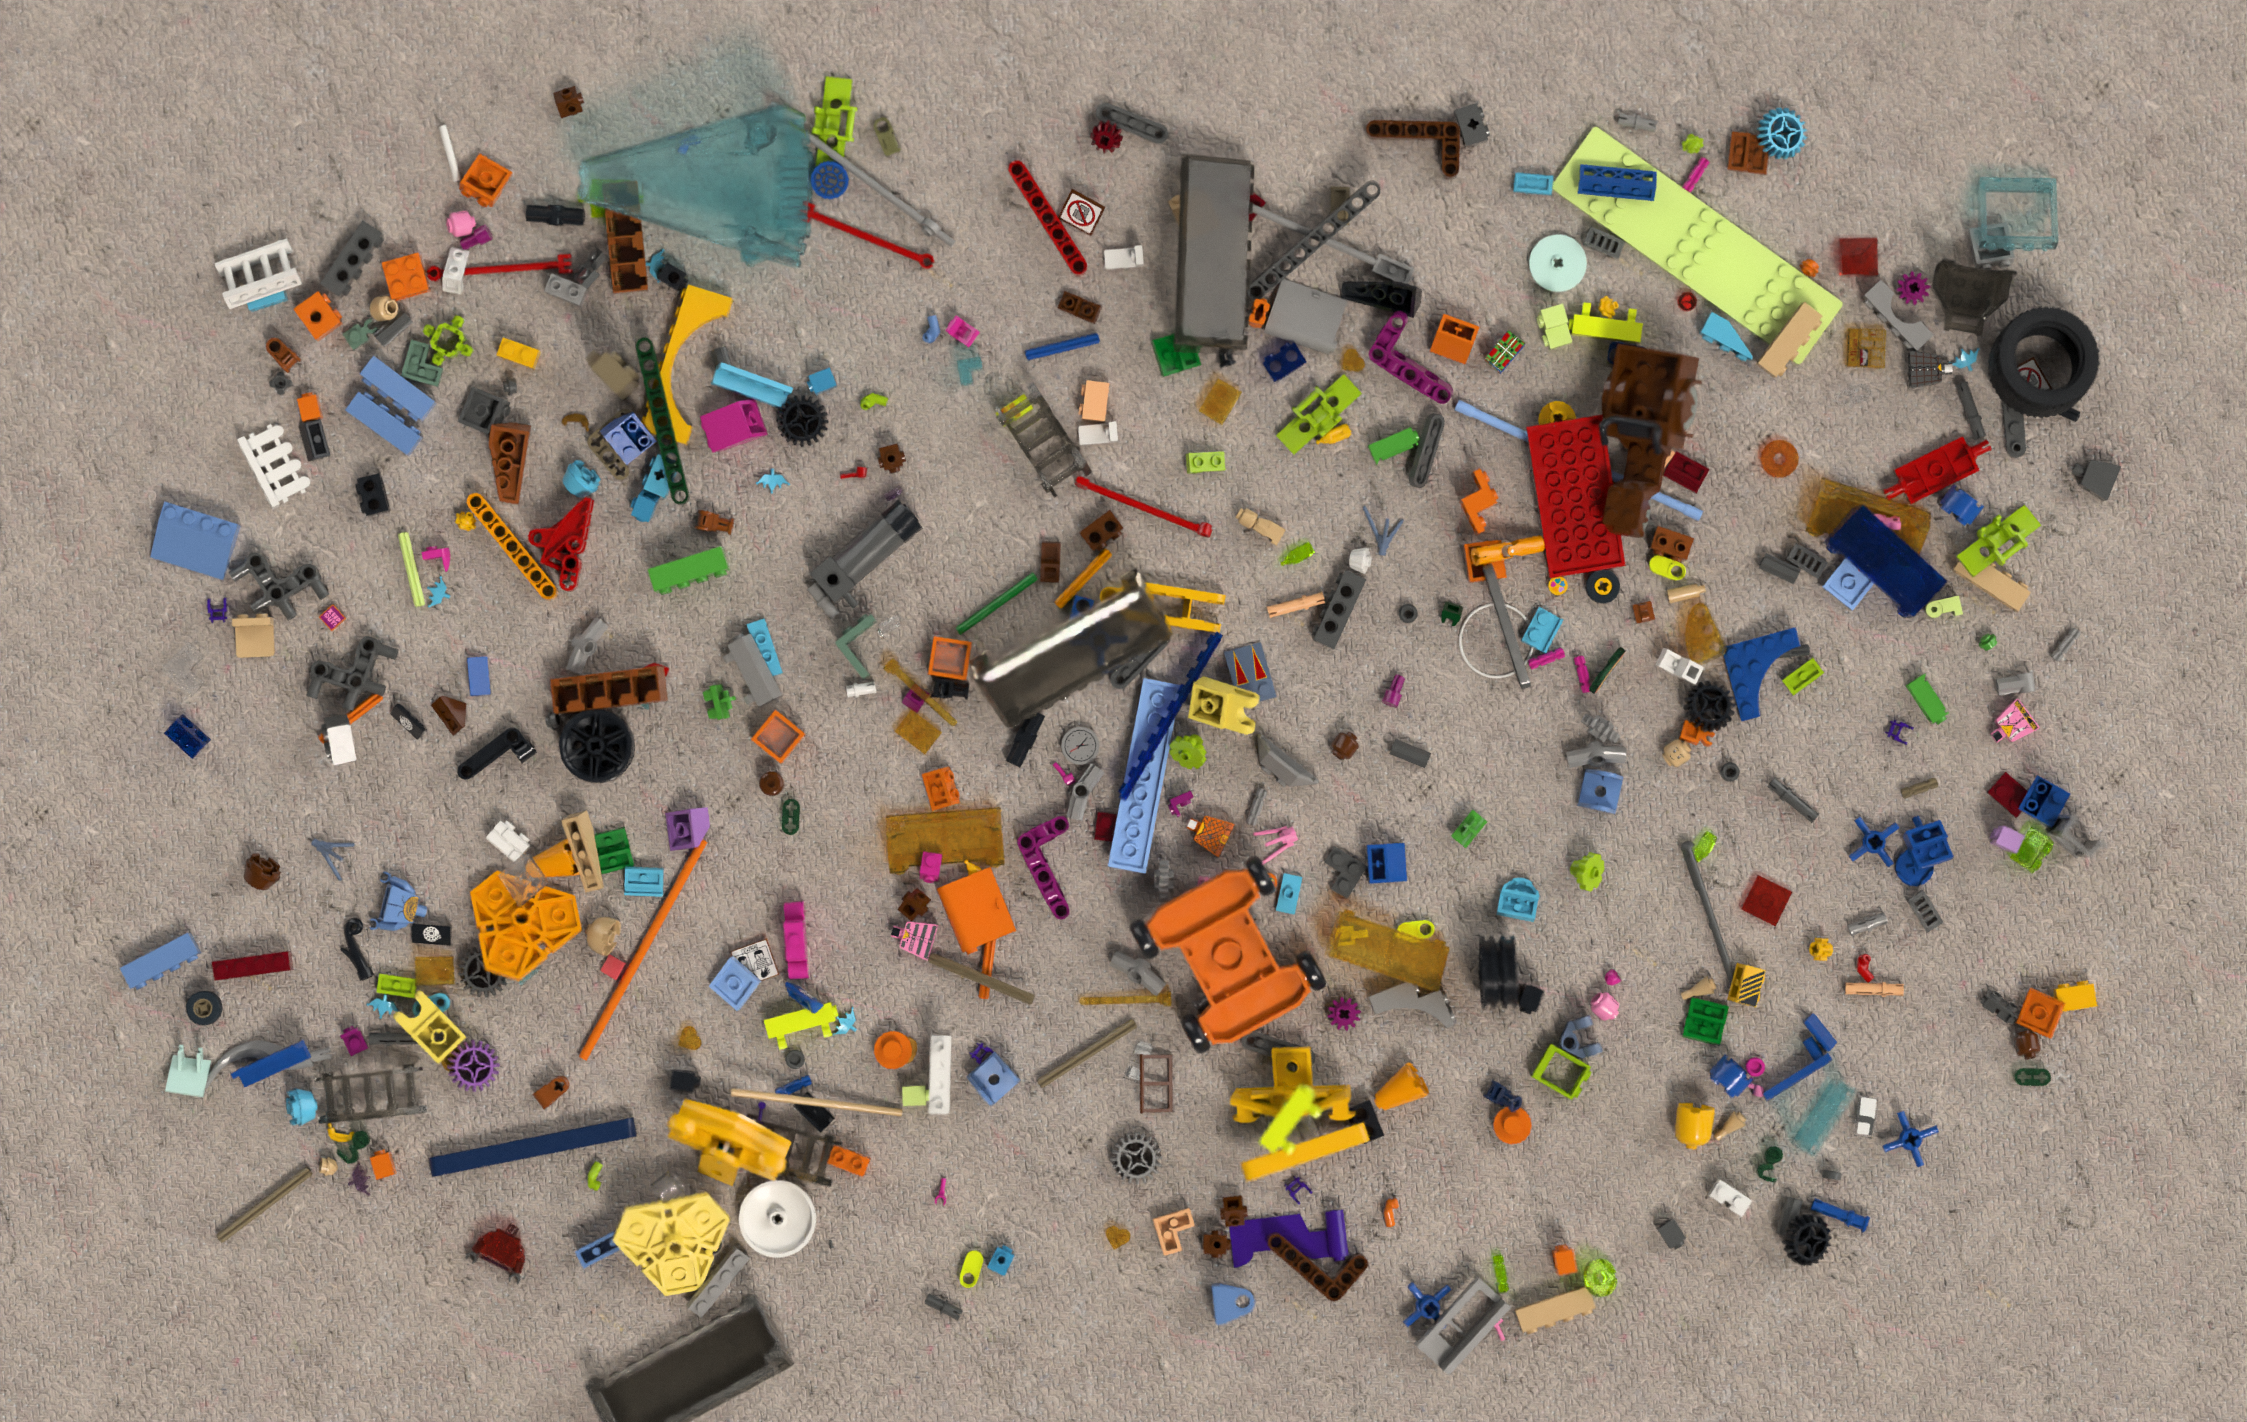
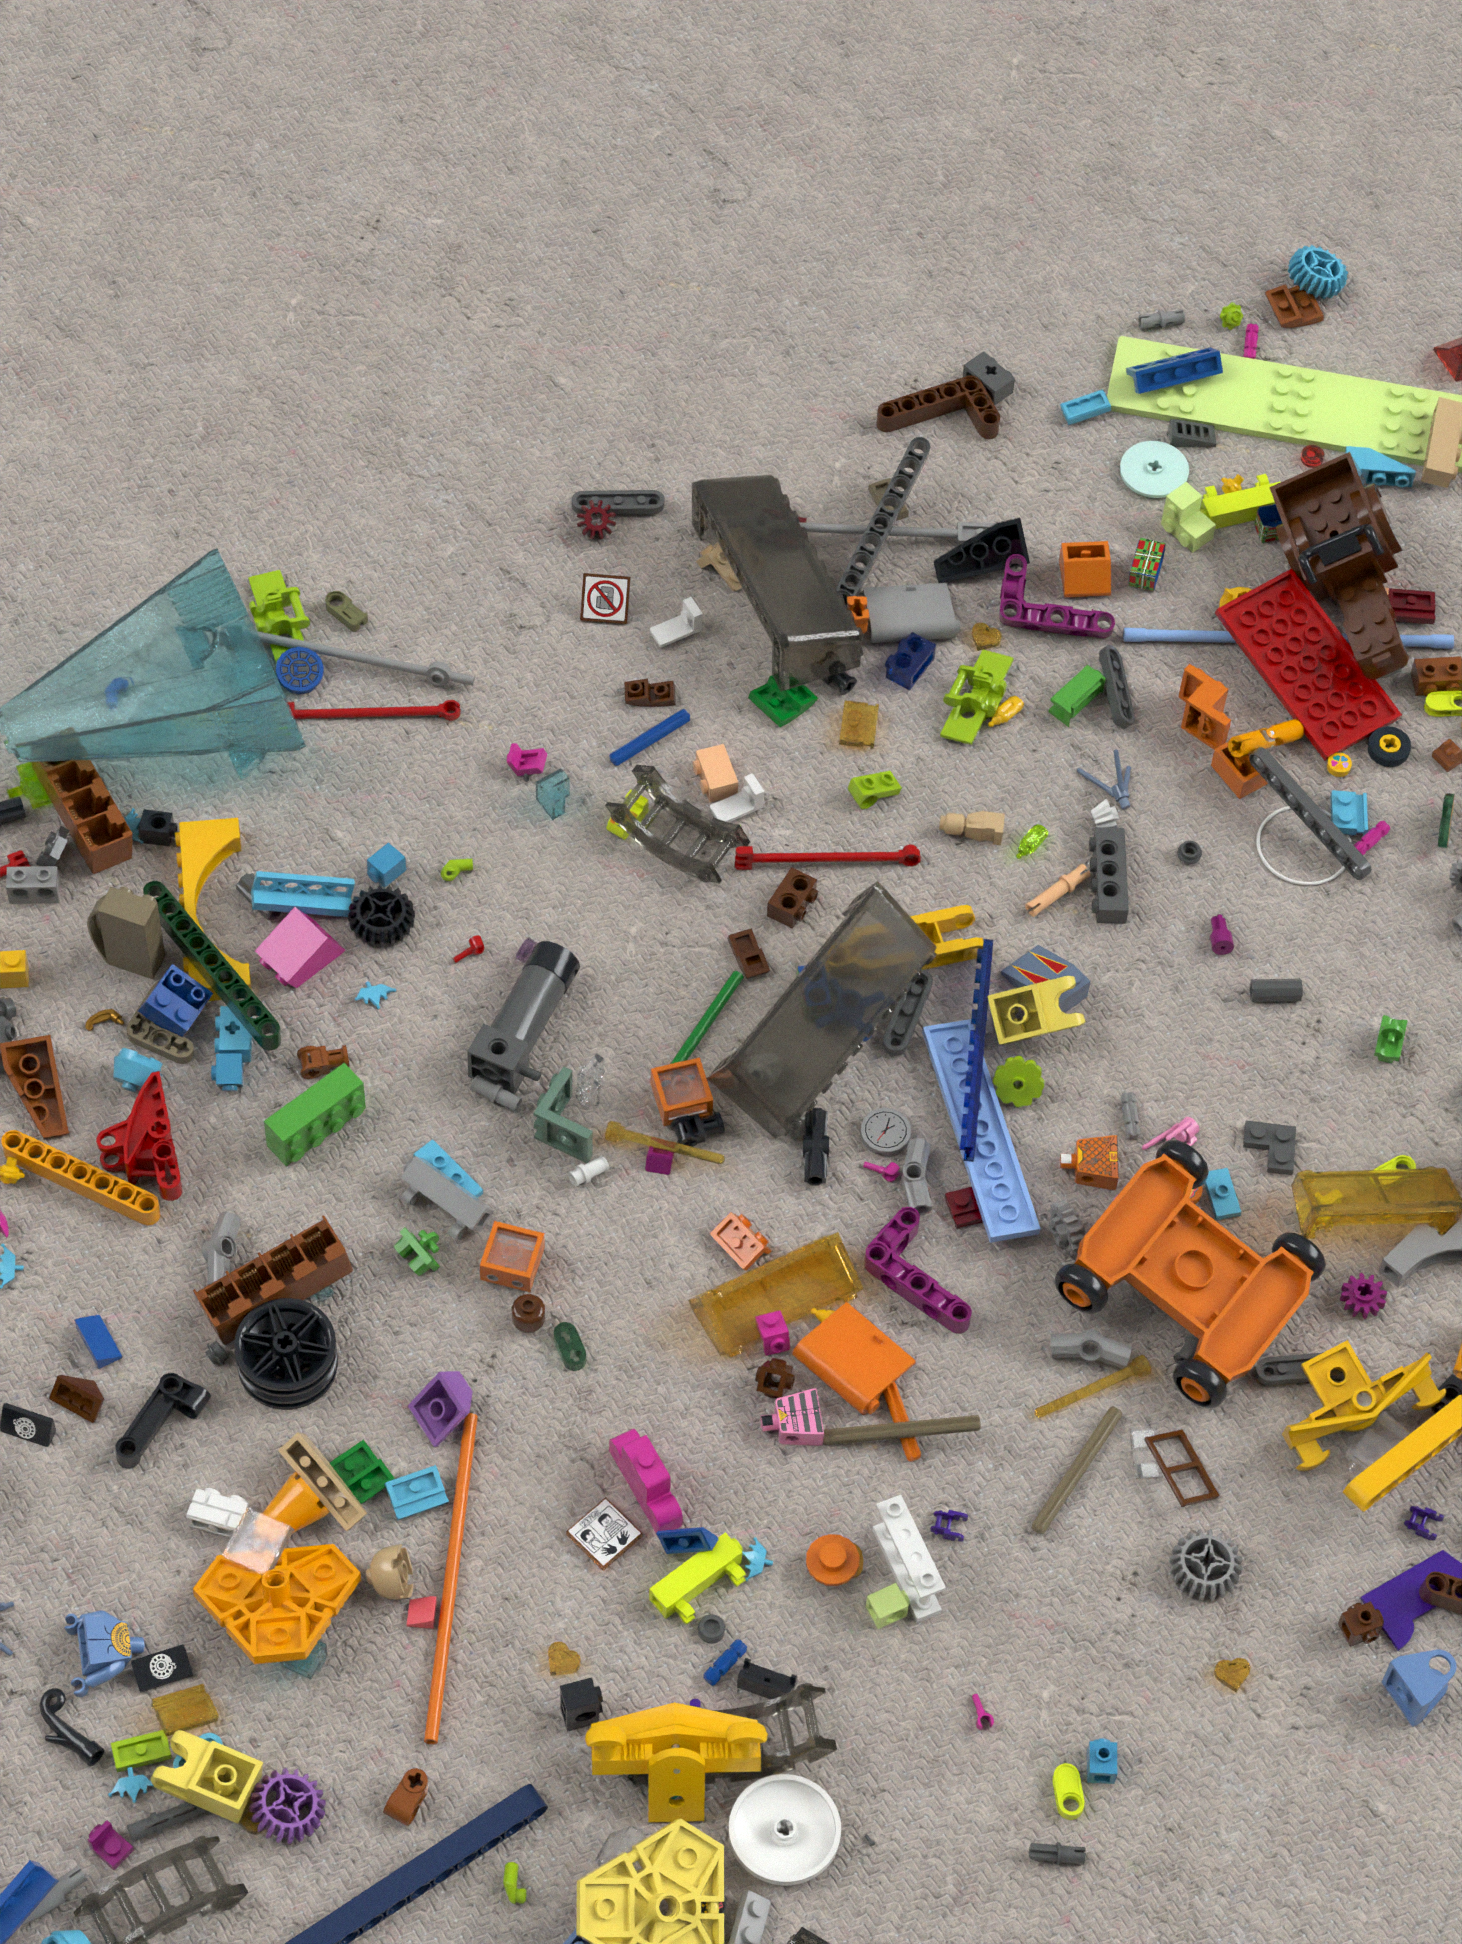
camera: 30 degrees left, 30 degrees down
(488, 980) = (239, 1700): dark grey gear -> none
(734, 983) = (591, 1562): light blue plate -> none
(816, 1102) = (764, 1659): tan piece -> none
(849, 1160) = (844, 1718): orange brick -> none
(891, 451) = (506, 912): reddish brown brick -> none
(918, 732) = (681, 1192): clear yellow plate -> none
(933, 331) = (492, 774): medium blue arm -> none
(993, 1091) = (989, 1529): medium blue hose -> none
(1040, 211) = (570, 619): red beam -> none
(1083, 578) = (796, 954): light orange axle -> none
(1167, 1229) = (1291, 1633): light nougat brick -> none
(1182, 799) = (1036, 1142): magenta bracket -> none
(1233, 1211) = (1361, 1574): reddish brown brick -> none
(1282, 765) = (1137, 1055): light grey wedge -> none
(1288, 1117) = (1373, 1407): neon yellow brick -> none
(1344, 745) = (1196, 1009): reddish brown head -> none
(1386, 863) = (1314, 1112): blue slope -> none
(1451, 612) = (1244, 830): dark green tile -> none
(1582, 673) = (1421, 839): dark pink axle -> none
(1809, 267) = (1423, 374): orange plate -> none

